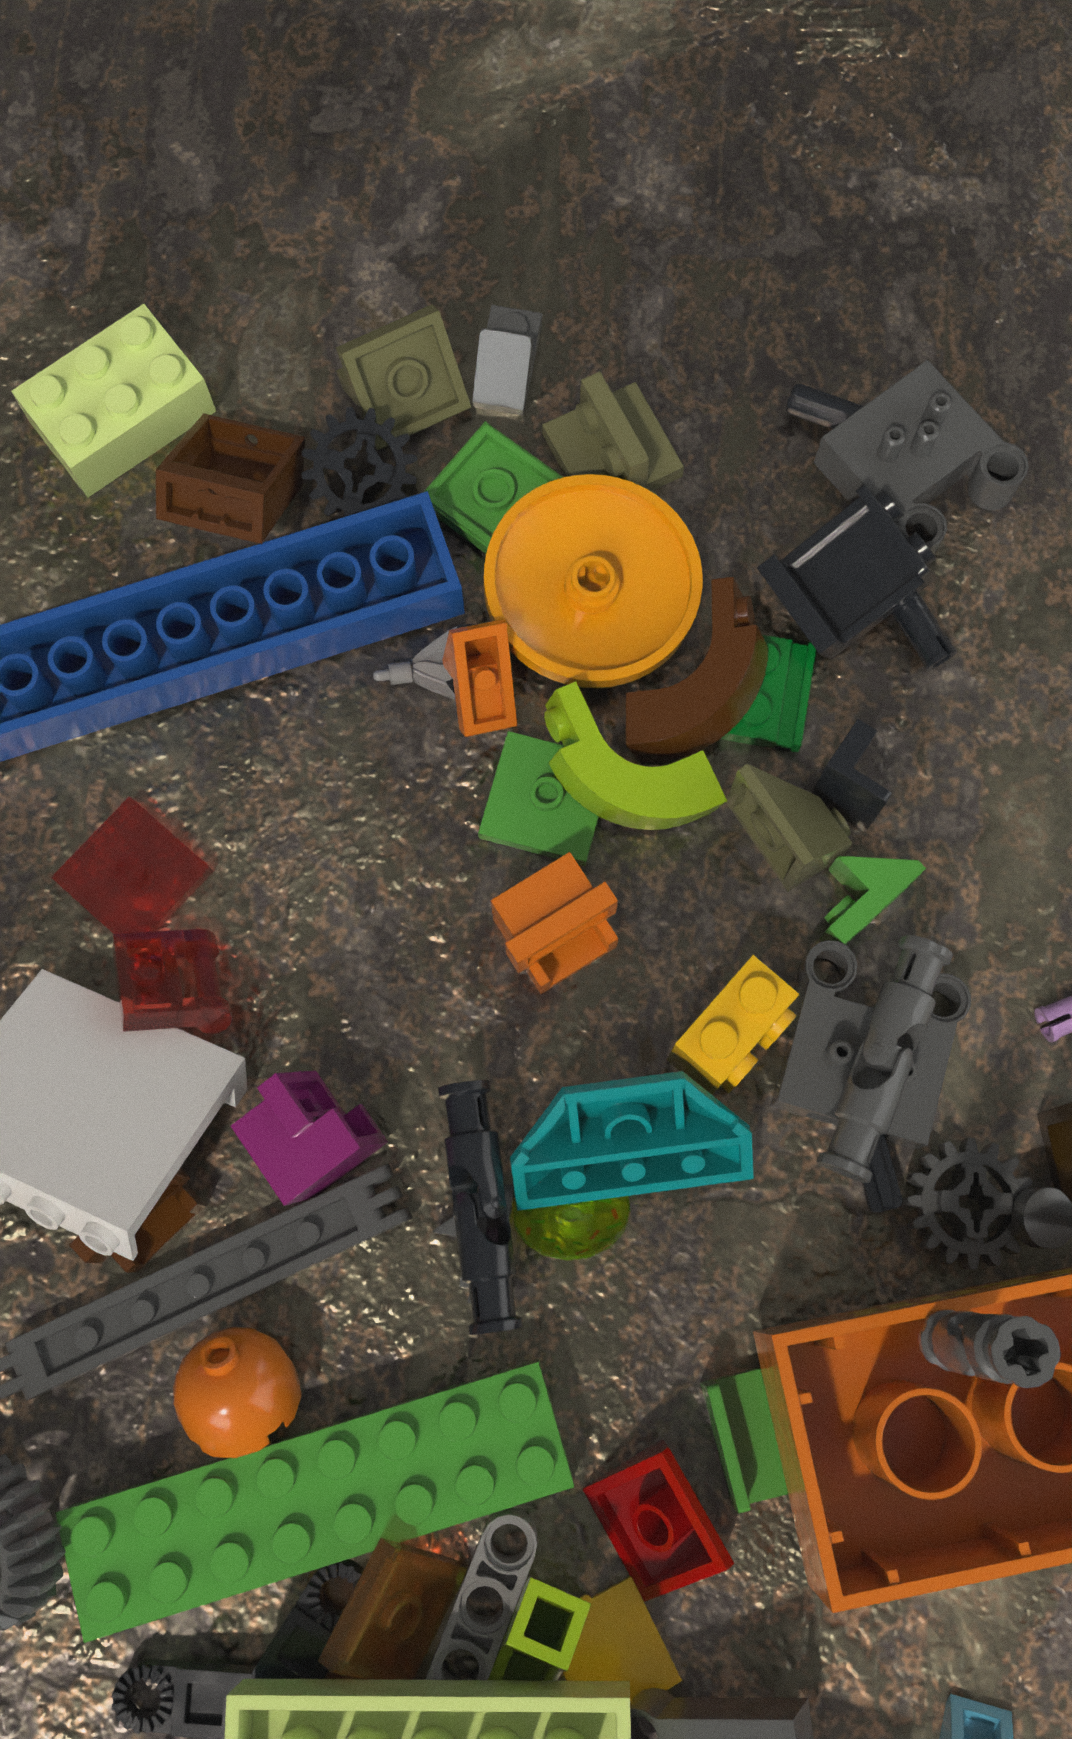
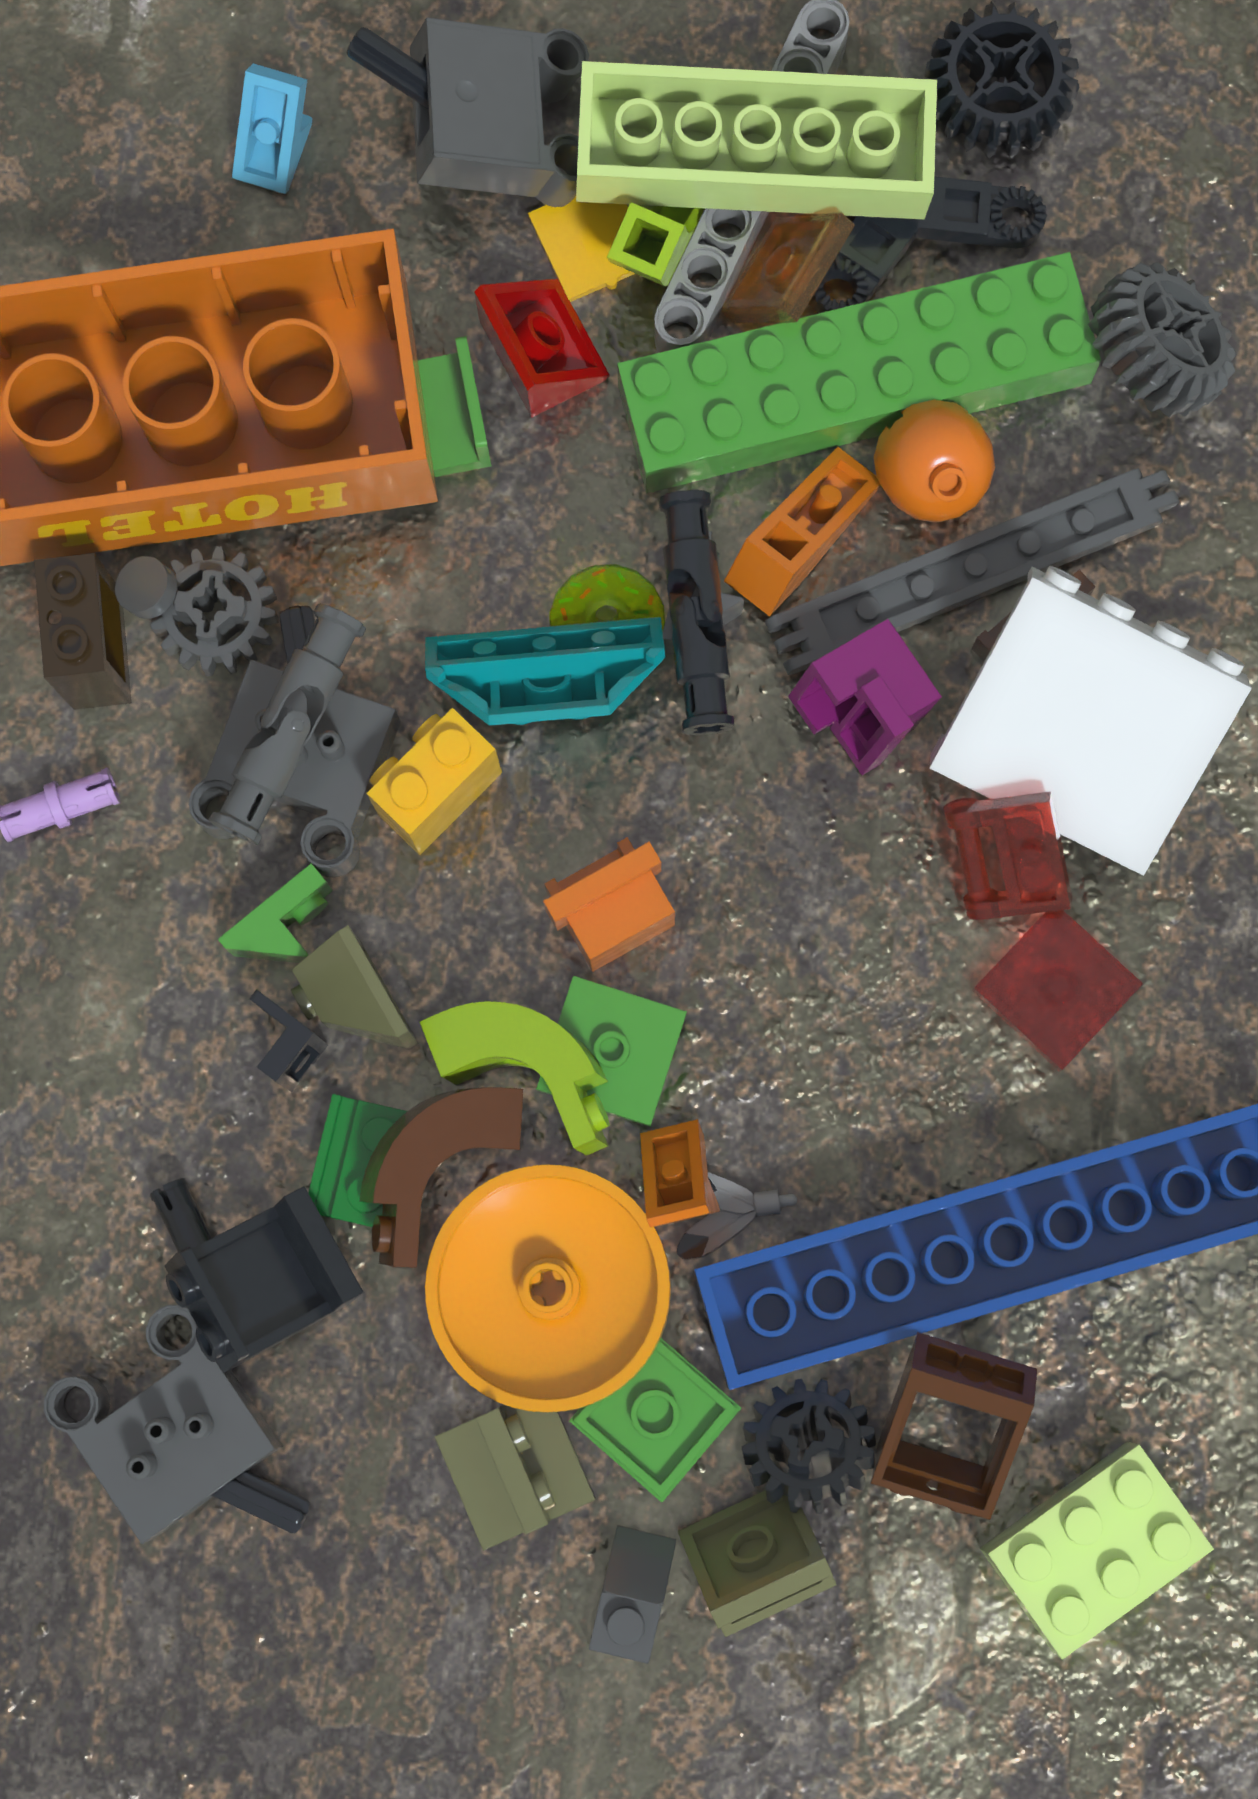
camera: 175 degrees left, 5 degrees up
(374, 1317) = (801, 531): none -> orange slope
(991, 1346) = (241, 403): dark grey piece -> none

